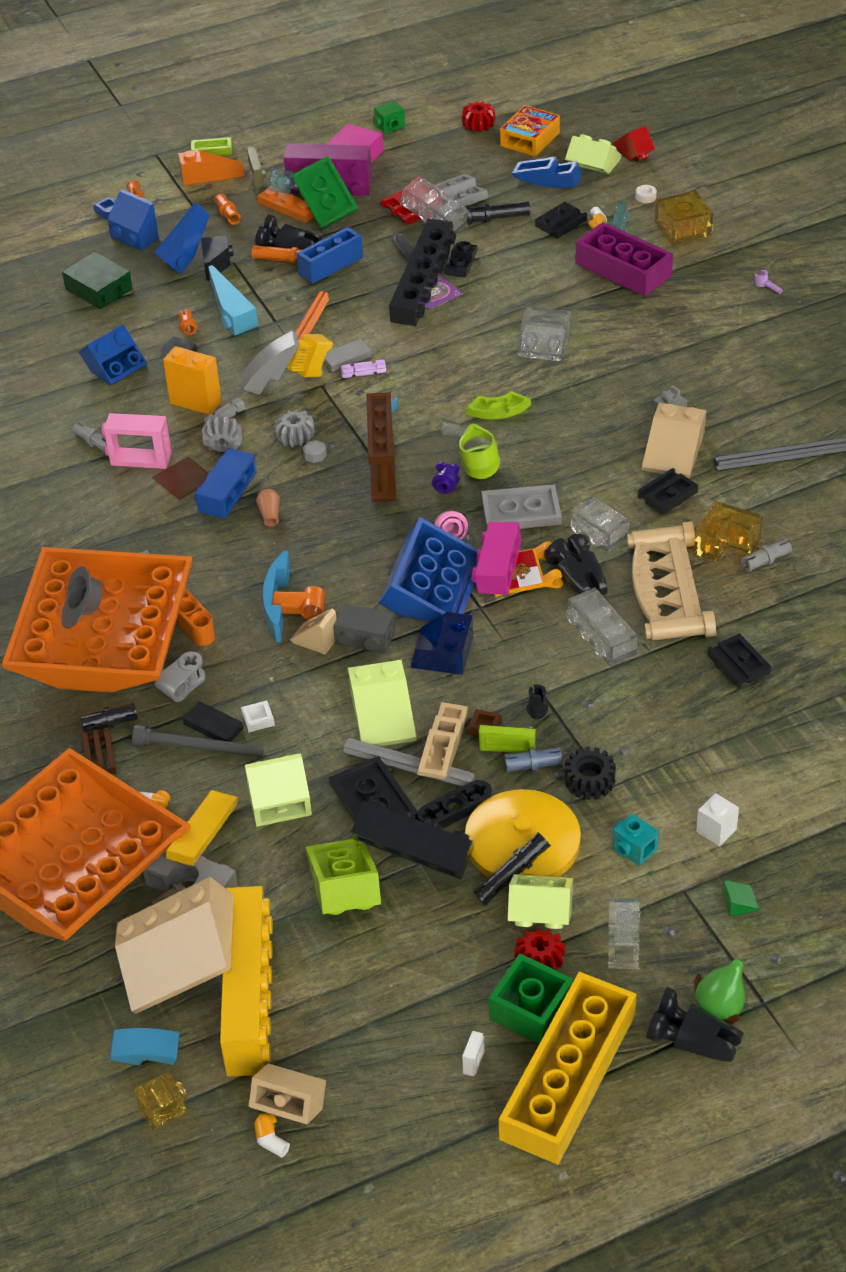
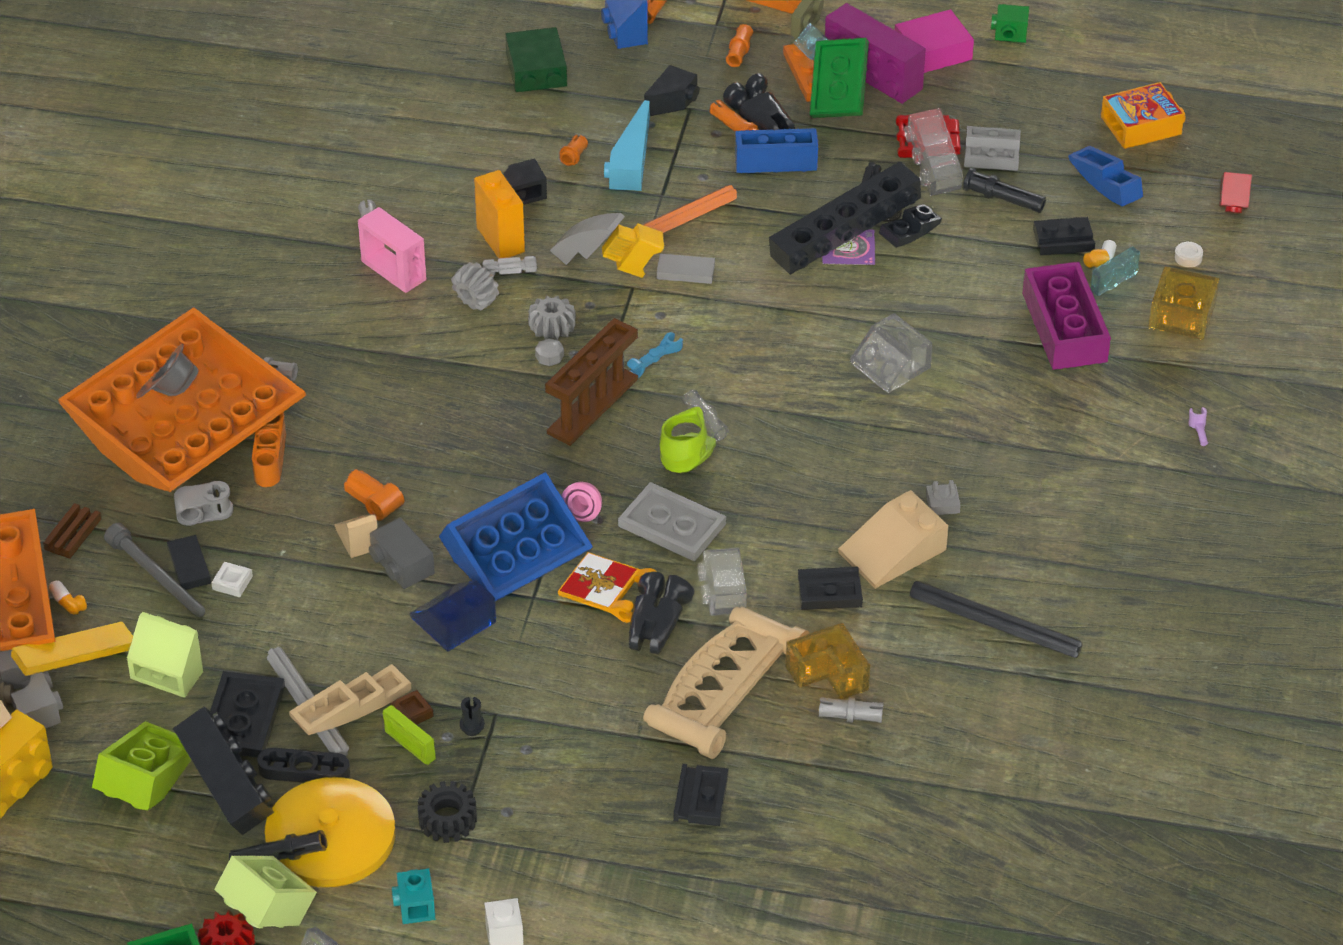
camera: 35 degrees right, 0 degrees up
(108, 717) = (109, 503): black pin -> none
(113, 355) = (467, 149): blue slope -> none
(182, 477) = (410, 311): reddish brown sticker -> none
(183, 241) = (648, 59): blue slope -> none
(226, 483) = (433, 338): blue brick -> none
(268, 504) = (447, 383): nougat cone -> none
(277, 576) = (381, 455): dark azure slope -> none
(363, 368) = (686, 292): lavender axle -> none
(382, 703) = (340, 632): yellowish green slope -> none
(446, 478) = (634, 449): dark purple brick -> none
(478, 116) = (1106, 70): red gear -> none
(497, 558) = (589, 557): dark pink brick -> none
(498, 407) = (770, 406): lime tile -> none
(533, 759) = (413, 767): sand blue pin -> none
(592, 154) = (1175, 178): yellowish green slope -> none
(602, 626) = (610, 682): clear brick -> none

